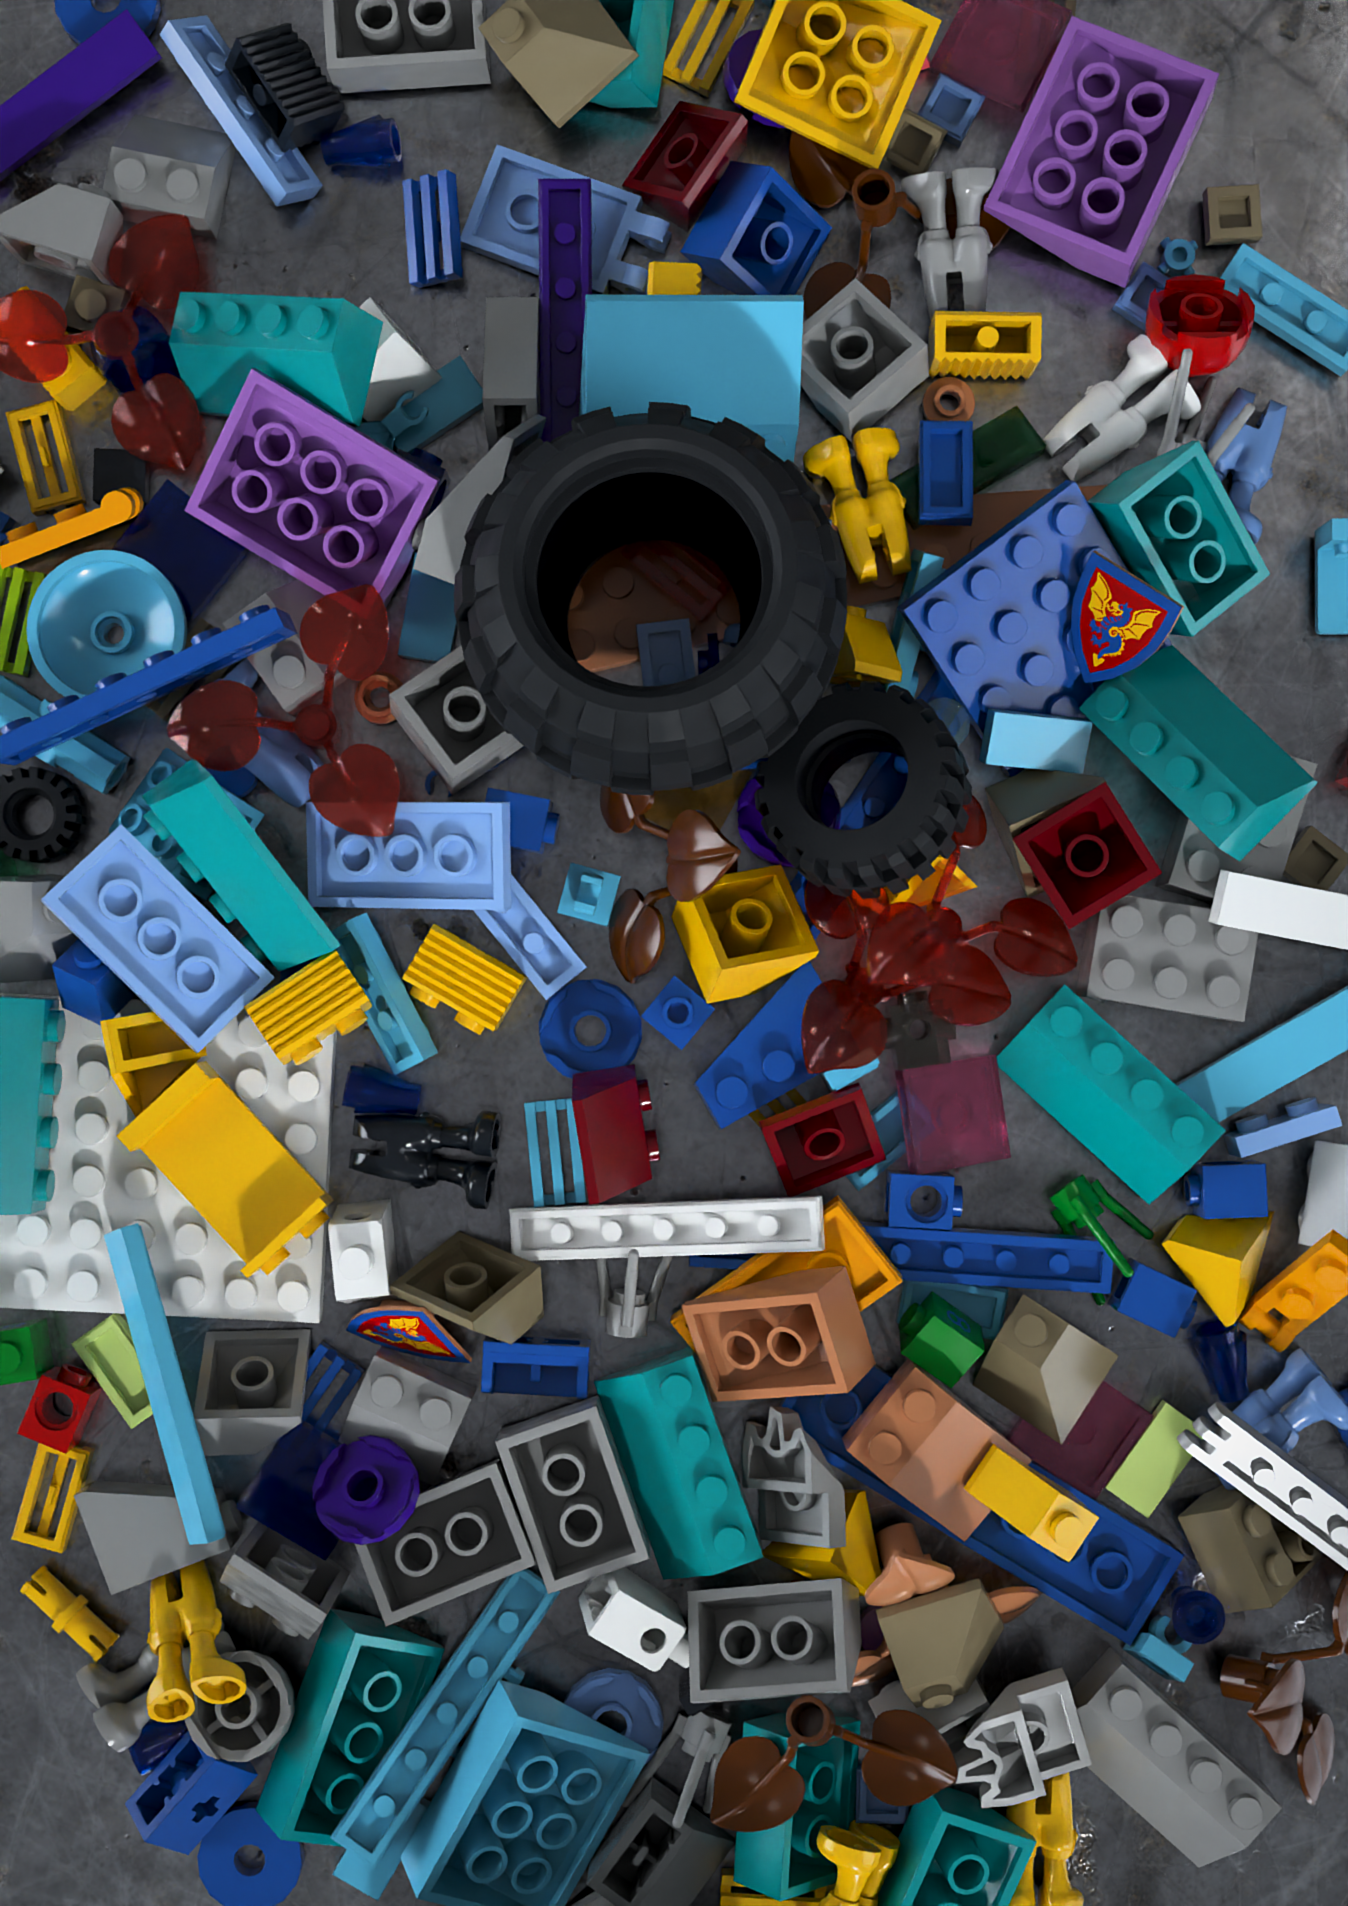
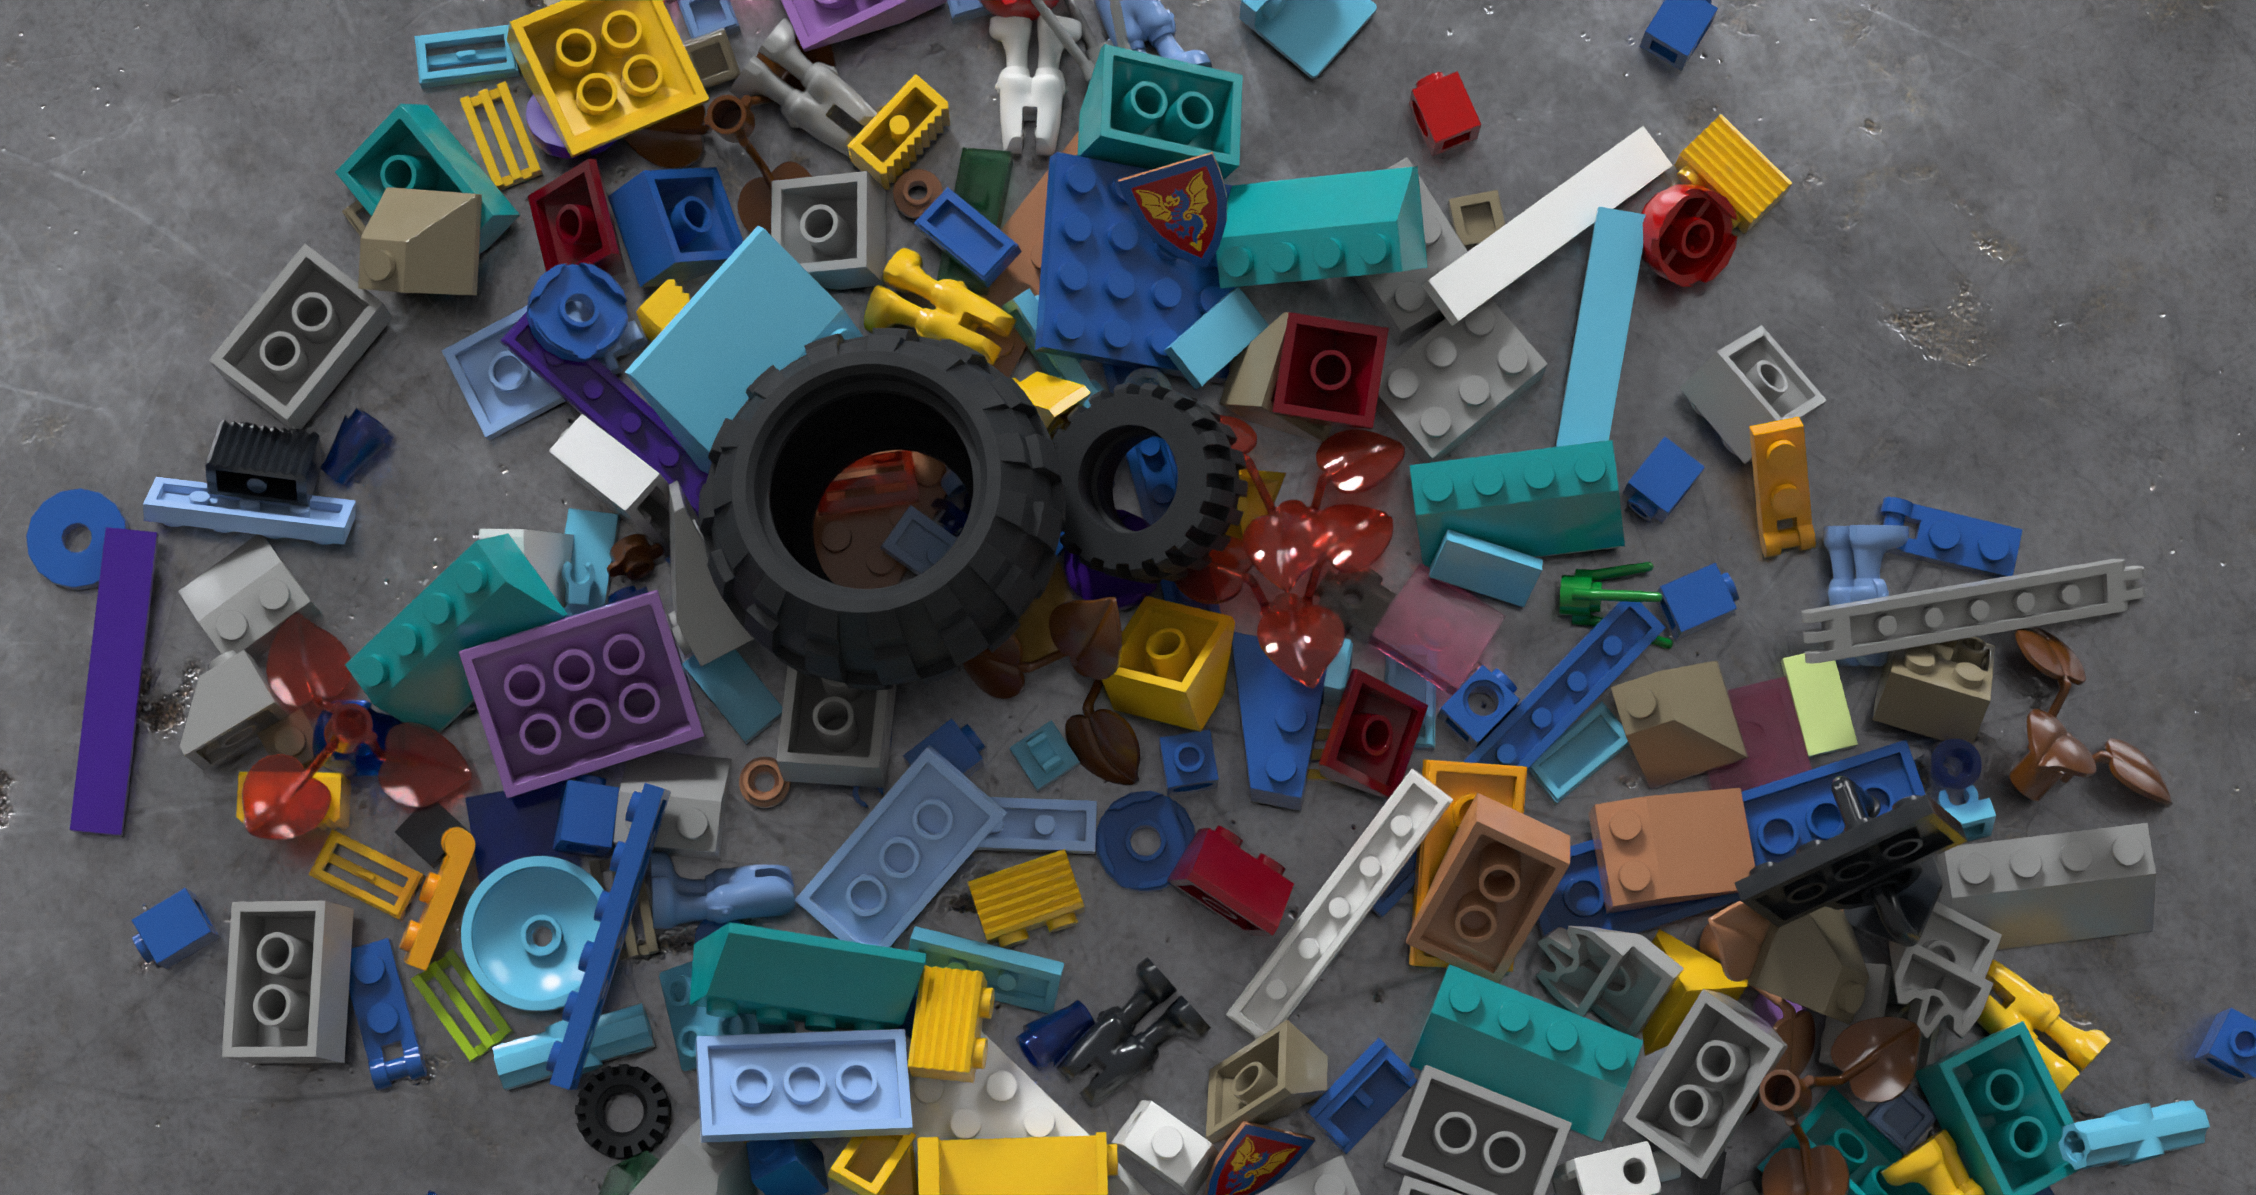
camera: 50 degrees left, 10 degrees down
(229, 584) = (586, 816): none -> blue brick
(354, 790) = (820, 847): clear red plant -> none
(425, 232) = (454, 467): blue tile -> none
(463, 439) = (633, 557): none -> reddish brown plate
(559, 1196) = (1177, 919): medium azure tile -> none
(584, 226) = (567, 337): none -> blue tile
(628, 1310) = (1377, 989): light grey plant -> none
(940, 1339) = (1592, 776): green brick -> none
(1031, 1502) = (1767, 809): yellow slope -> none
(1035, 1111) = (1485, 568): none -> medium azure tile
(1043, 1651) = (1874, 870): none -> black plate
(1220, 1259) = (1709, 527): yellow slope -> none
(1225, 1359) = (1784, 587): clear blue cone -> none
(1301, 1121) = (1657, 385): light blue plate -> none

